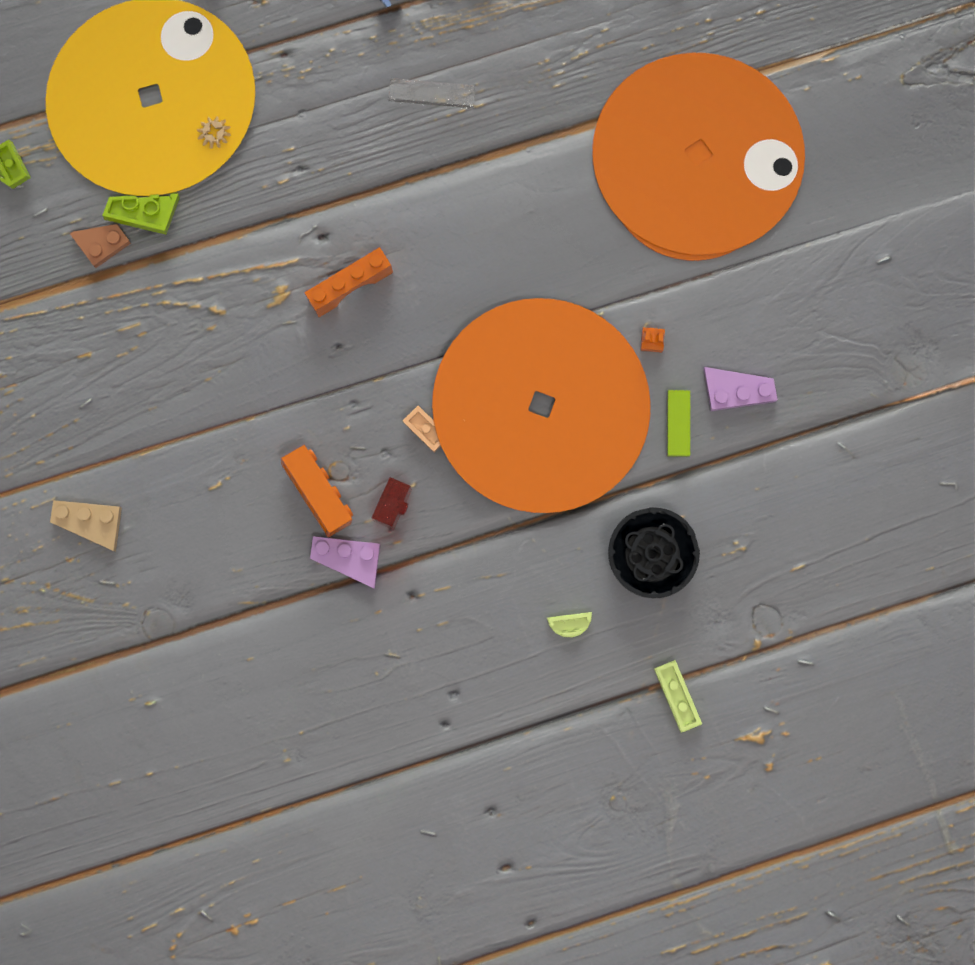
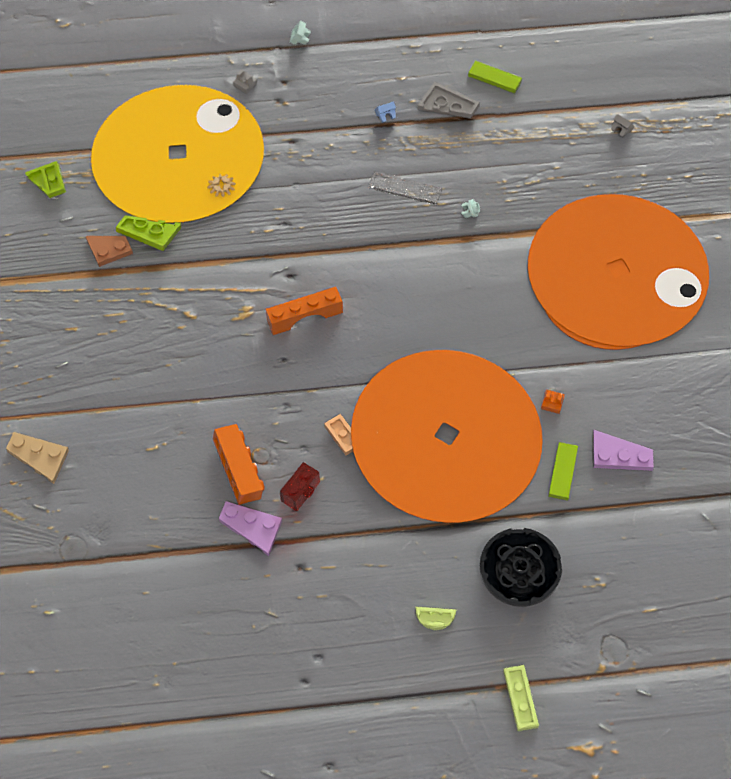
camera: 10 degrees right, 20 degrees down
(518, 108) = (472, 208): none -> light aqua plate

